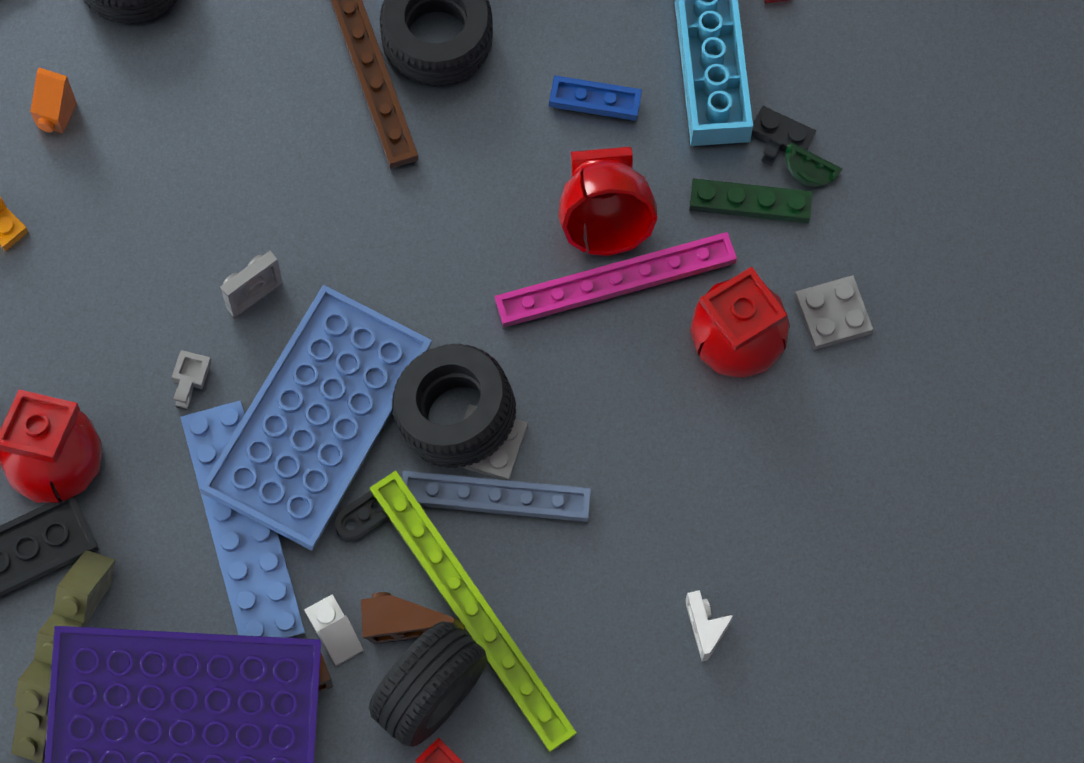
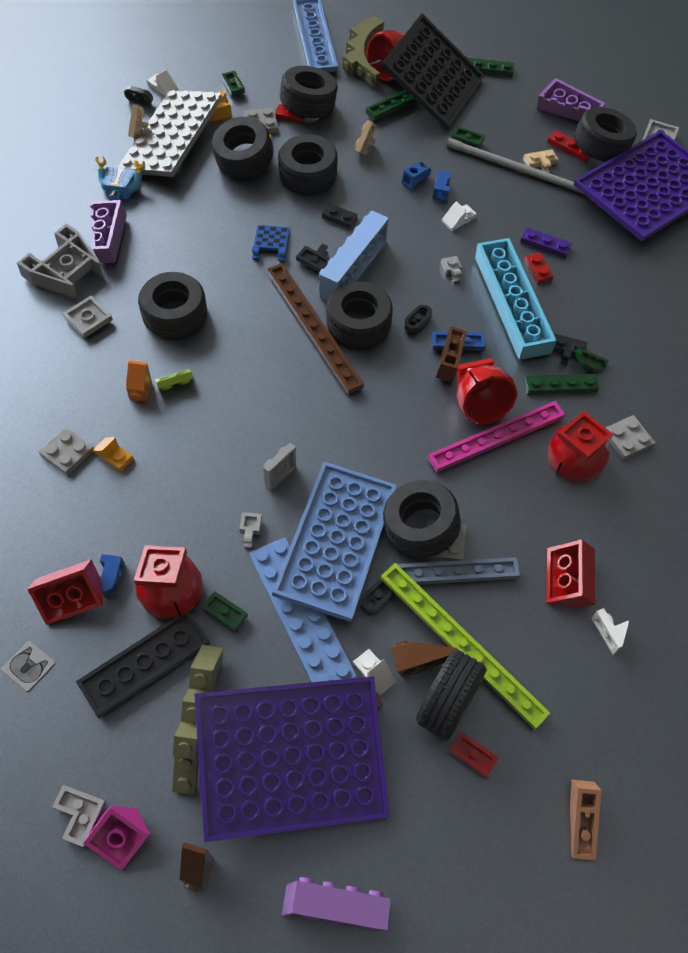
camera: 10 degrees left, 10 degrees down
(101, 104) = (181, 377): none -> lime plate
(128, 503) = (224, 611): none -> dark green plate
(535, 45) = (415, 320): none -> black plate
(574, 121) = (451, 354): none -> reddish brown slope
(669, 529) = (571, 575): none -> red slope

